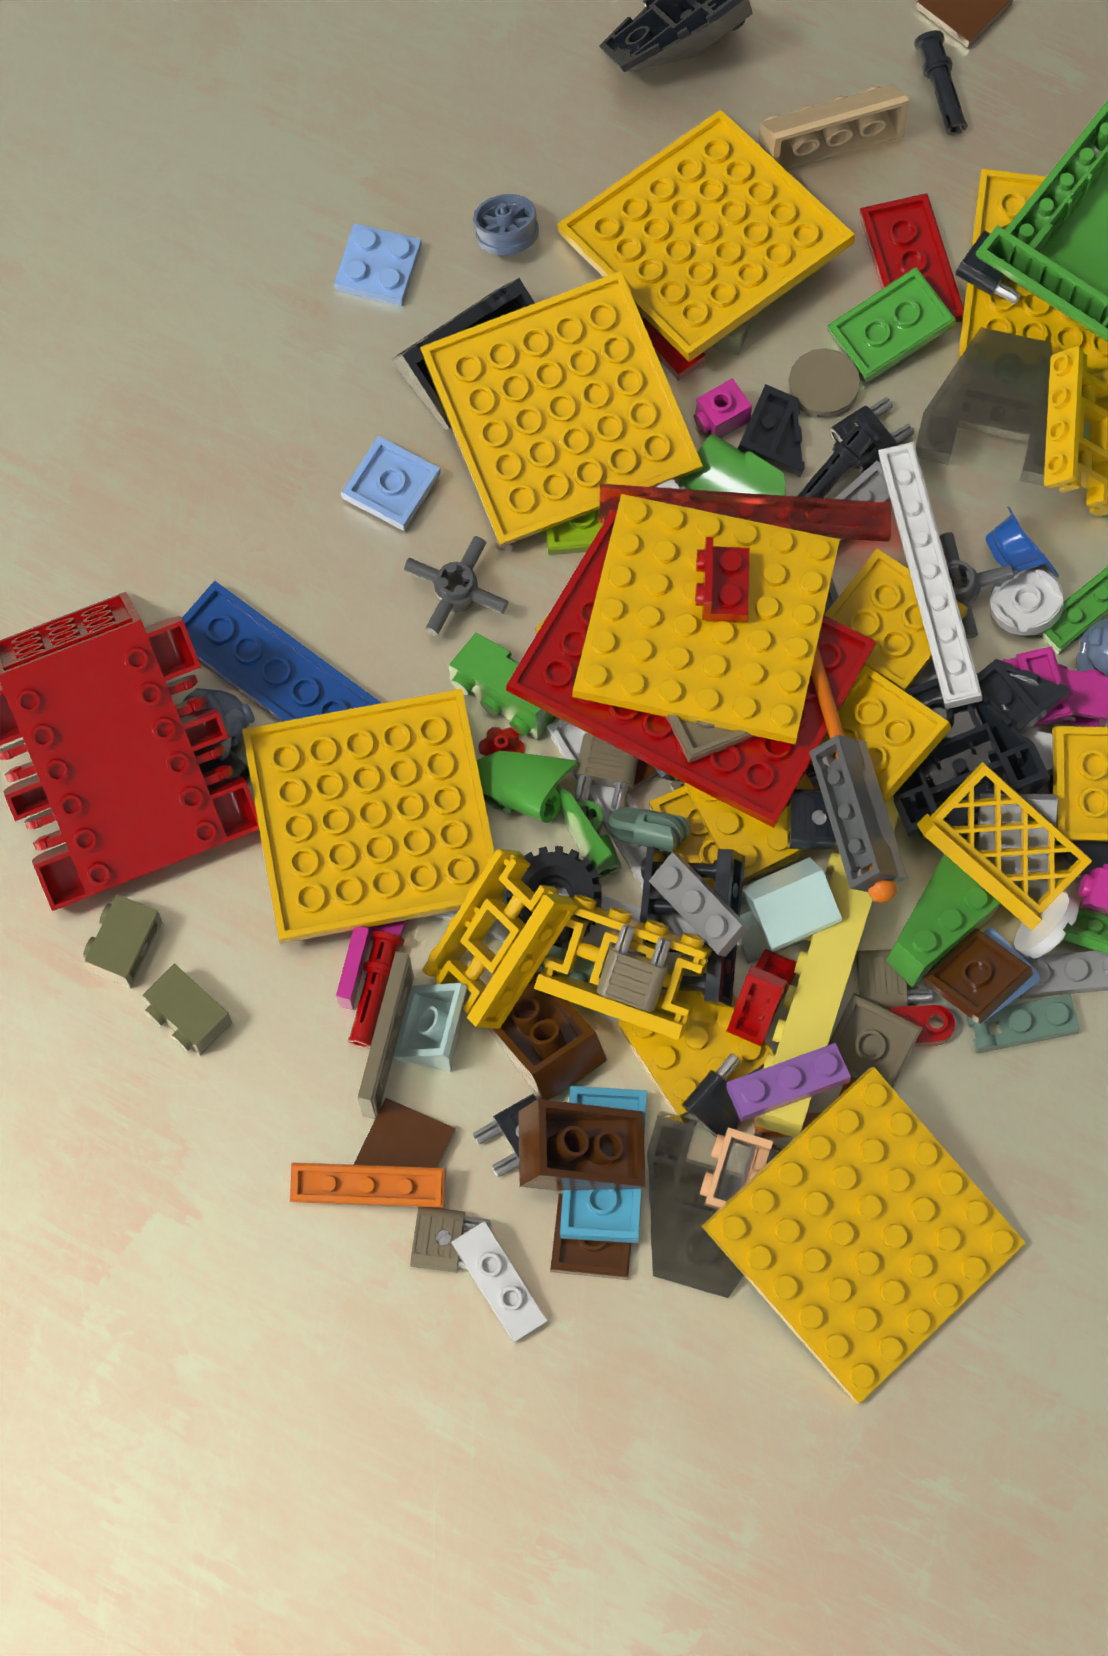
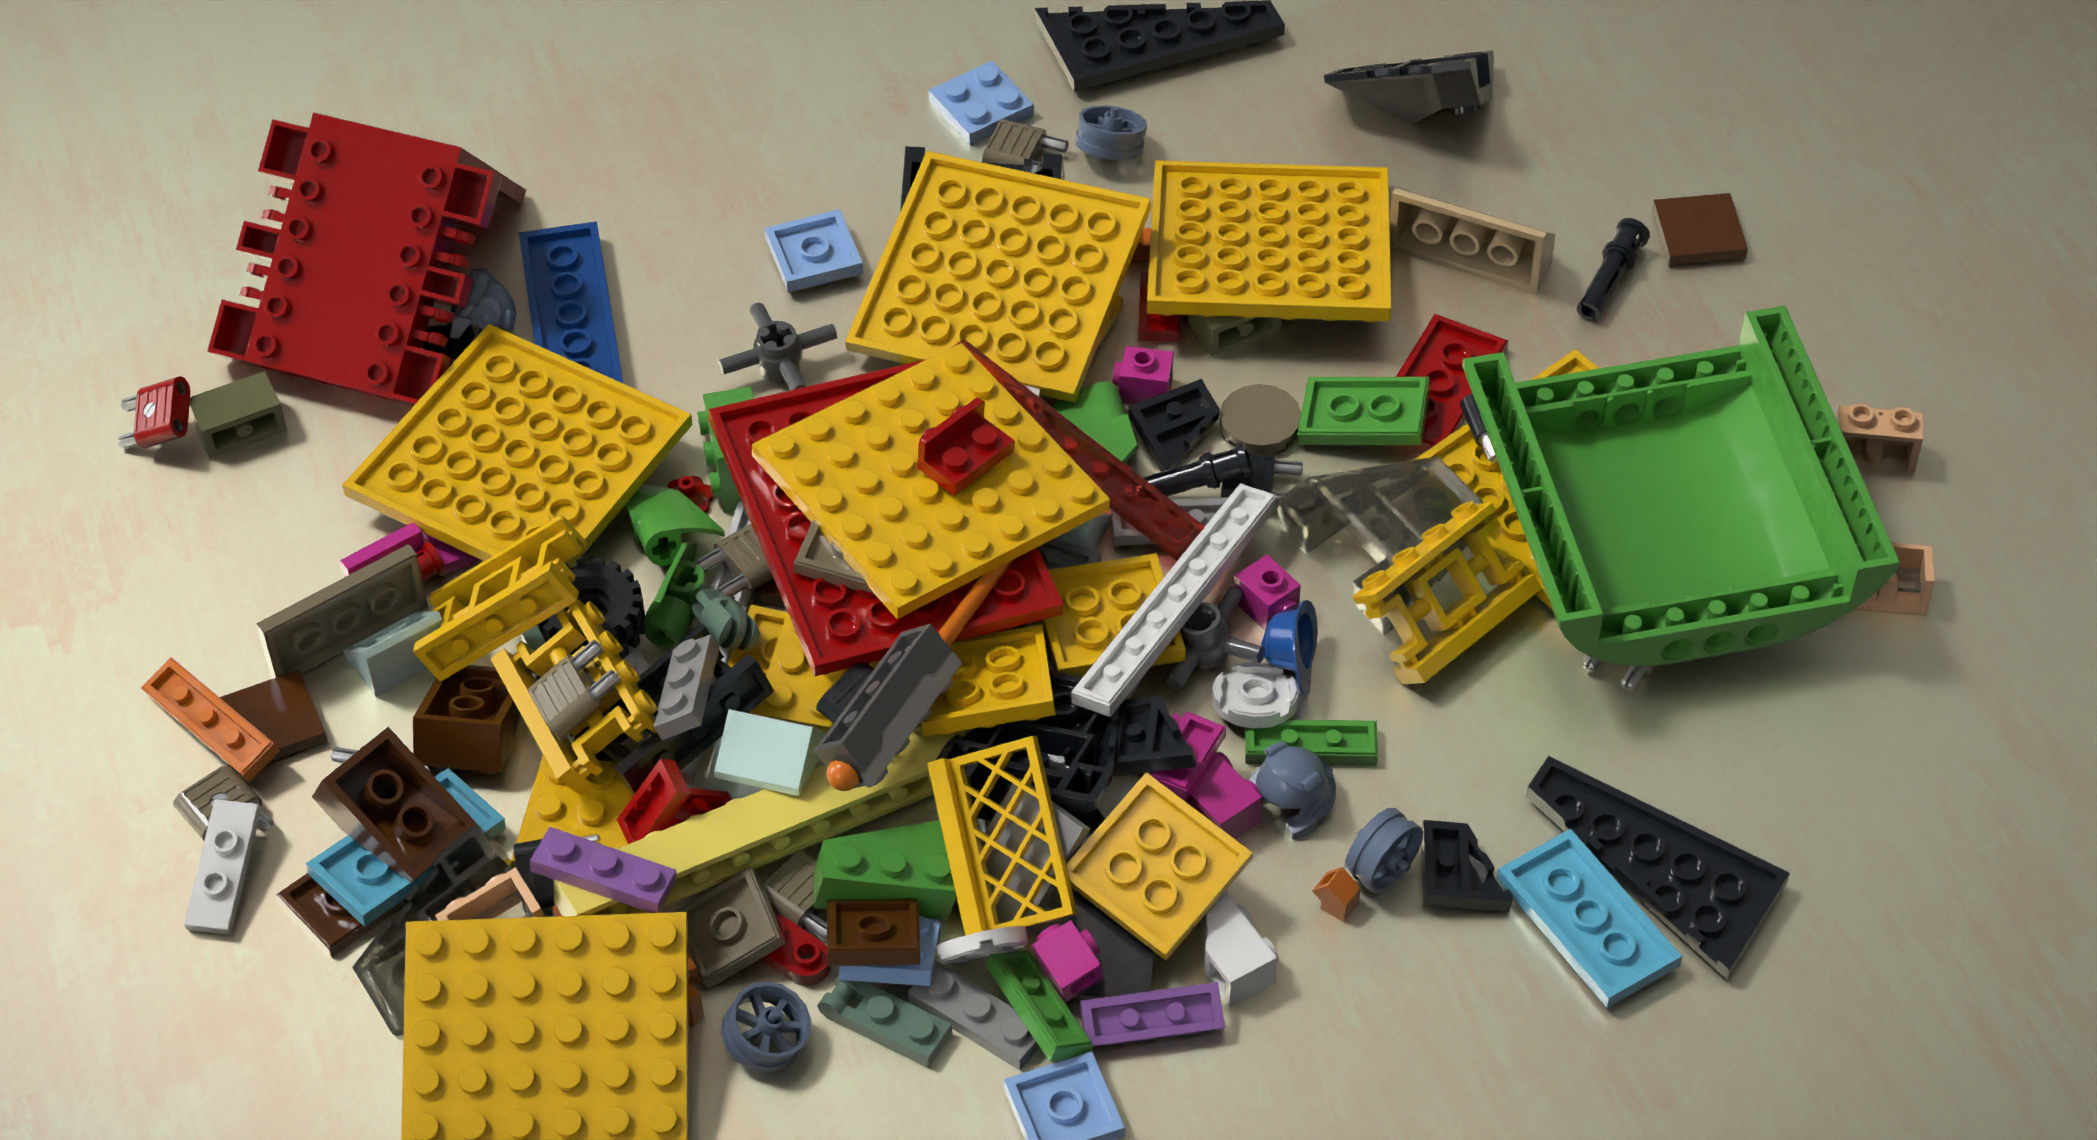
camera: 40 degrees right, 20 degrees down
(75, 987) = (159, 413): none -> red piece
(186, 1010) = (224, 495): olive brick -> none
(441, 122) = (1149, 37): none -> black wing
(445, 287) = (1016, 141): none -> dark tan piece
(956, 1109) = (766, 1027): none -> sand blue wheel
(965, 517) = (1266, 590): none -> dark pink brick

